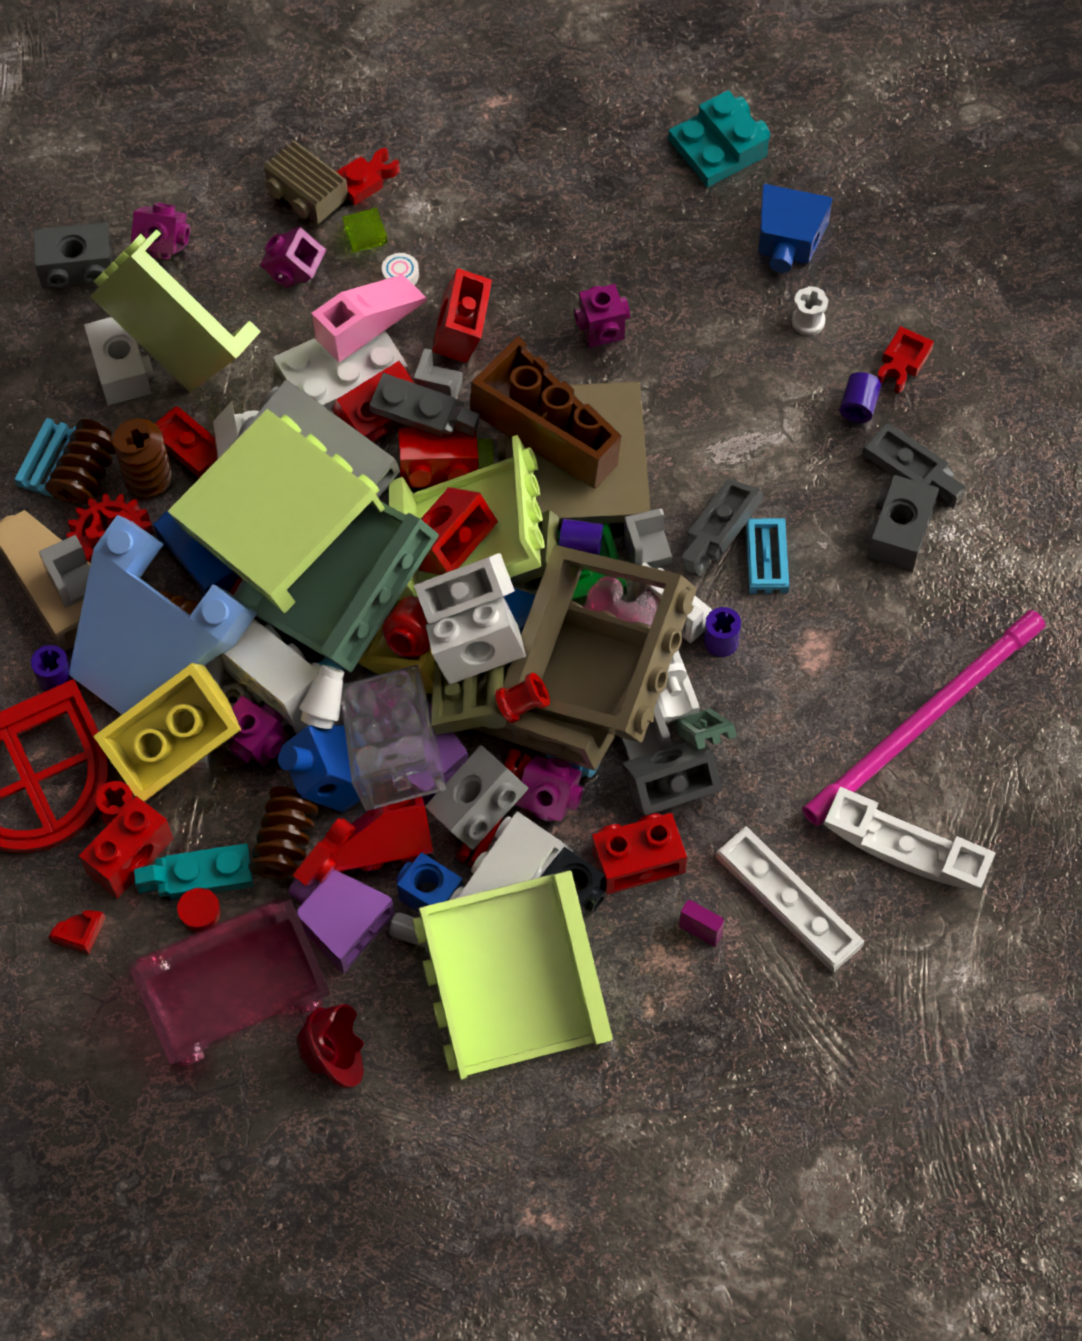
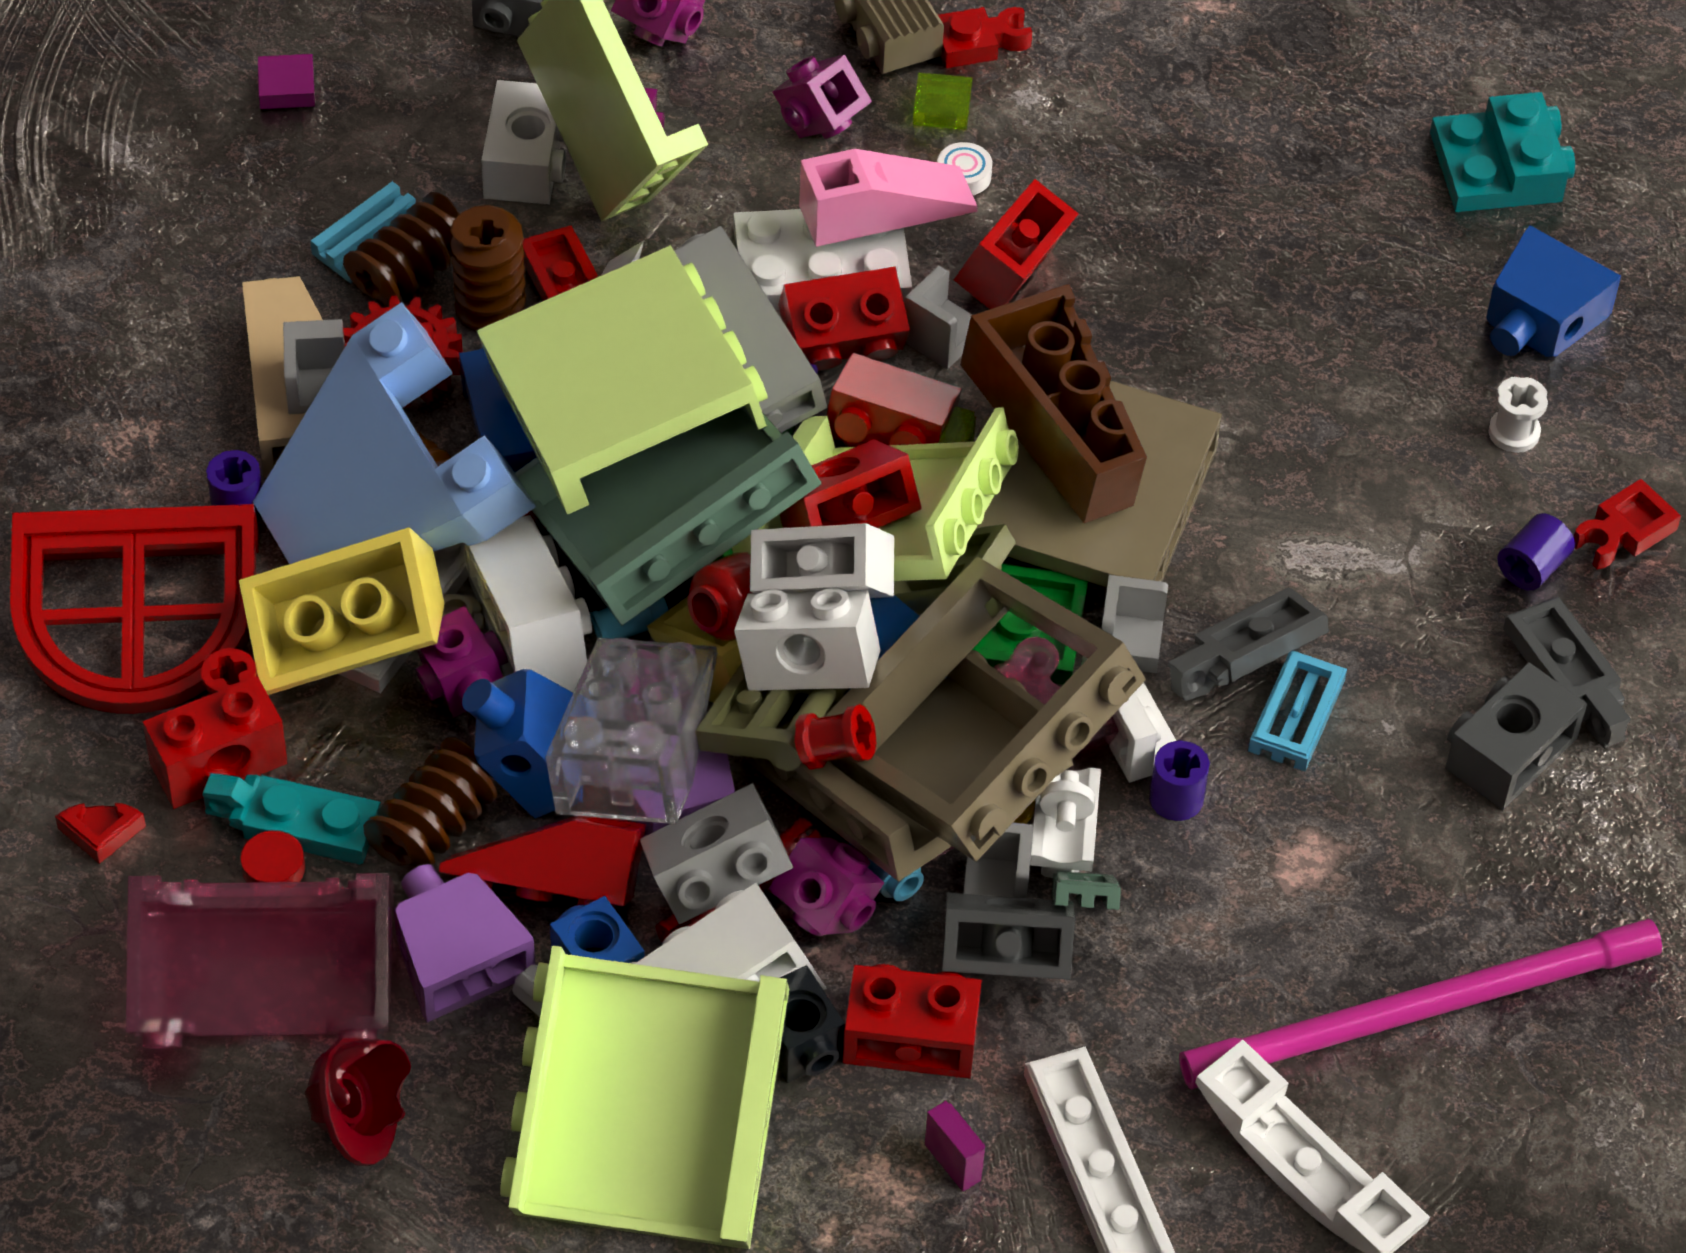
camera: 20 degrees right, 10 degrees down
(320, 862) = (460, 844): red plate -> none
(323, 698) = (567, 642): white cone -> none
(422, 408) = (894, 335): dark grey hinge -> none
(581, 536) = (1039, 573): dark purple gear -> none
(602, 315) = (1214, 316): magenta brick -> none

